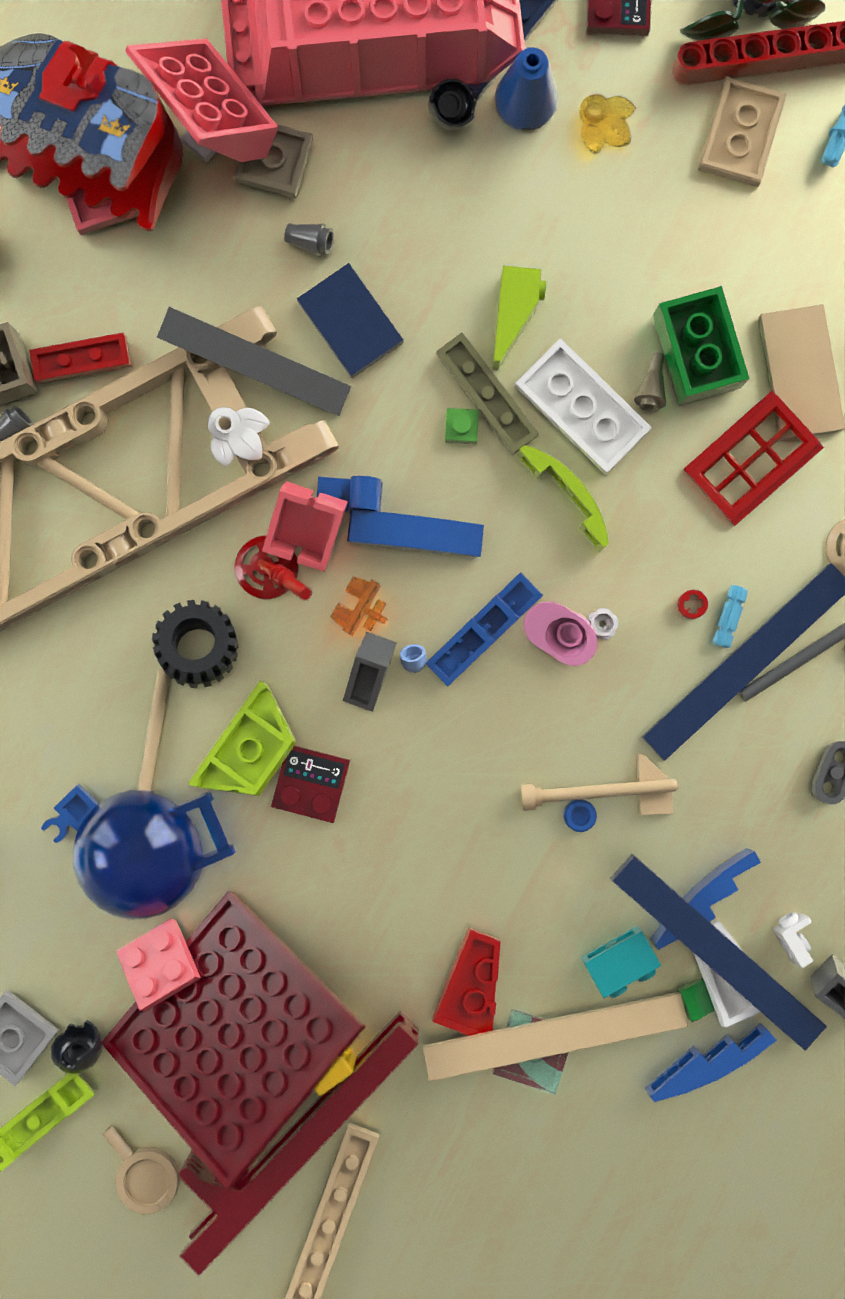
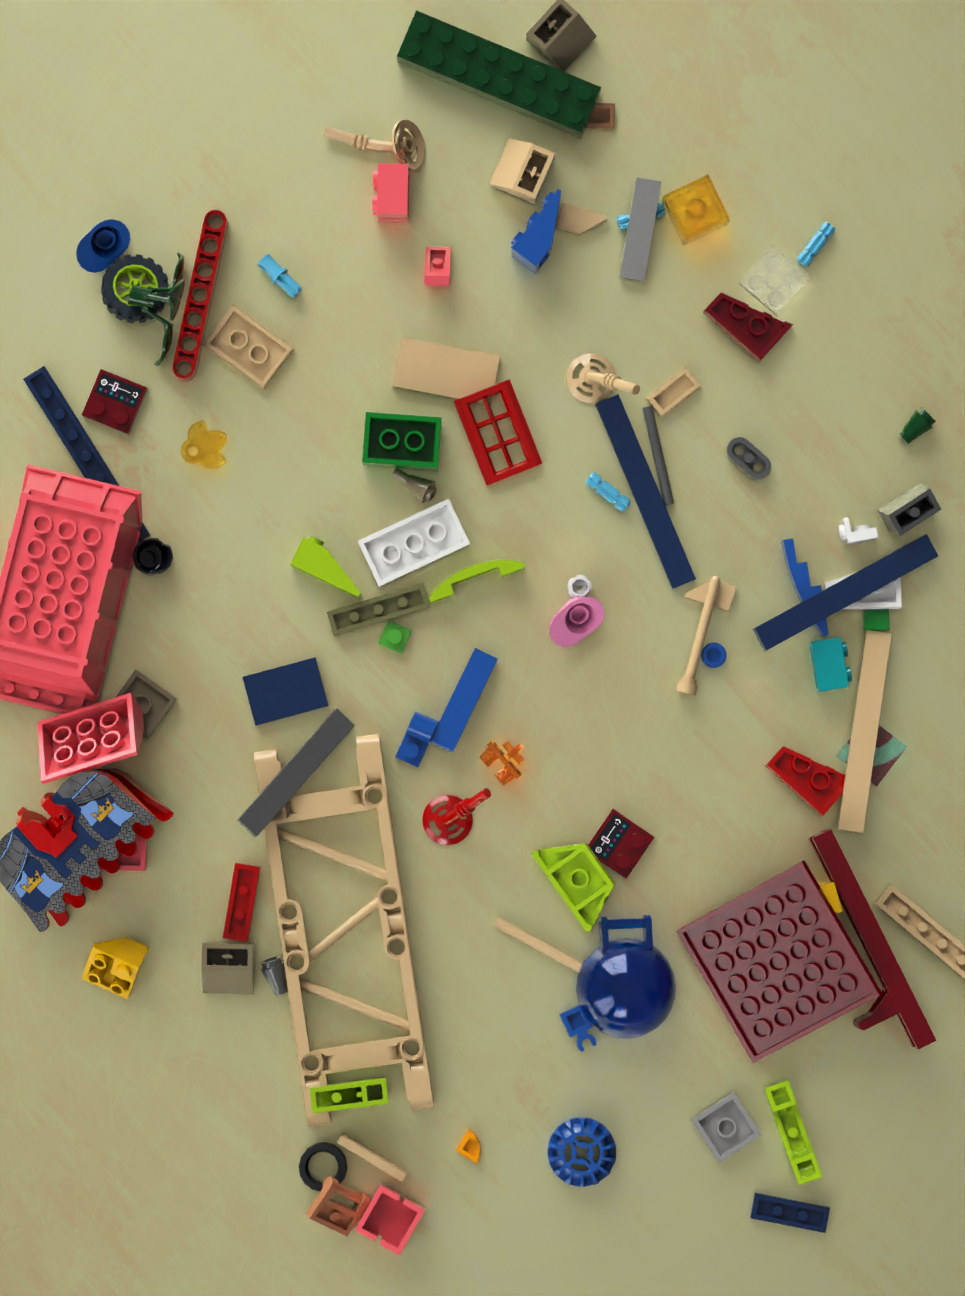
camera: 70 degrees left, 0 degrees up
(77, 1048) = (750, 1079): black hair -> none
(146, 1177) = (861, 1065): tan piece -> none
(158, 965) = (711, 1000): coral plate -> none
(187, 619) = (472, 875): black tyre -> none
(240, 438) = (349, 802): white plate -> none
(304, 523) = (428, 776): coral piece -> none
(310, 237) = (213, 698): dark grey cone -> none
(369, 671) = (553, 770): dark grey slope -> none
(413, 658) = (554, 735): light blue hinge -> none
(484, 629) = (552, 675): blue slope -> none
(527, 91) = (168, 506): blue cone -> none
(686, 597) = (582, 519): red bush -> none
(697, 1070) = (924, 638): blue slope -> none

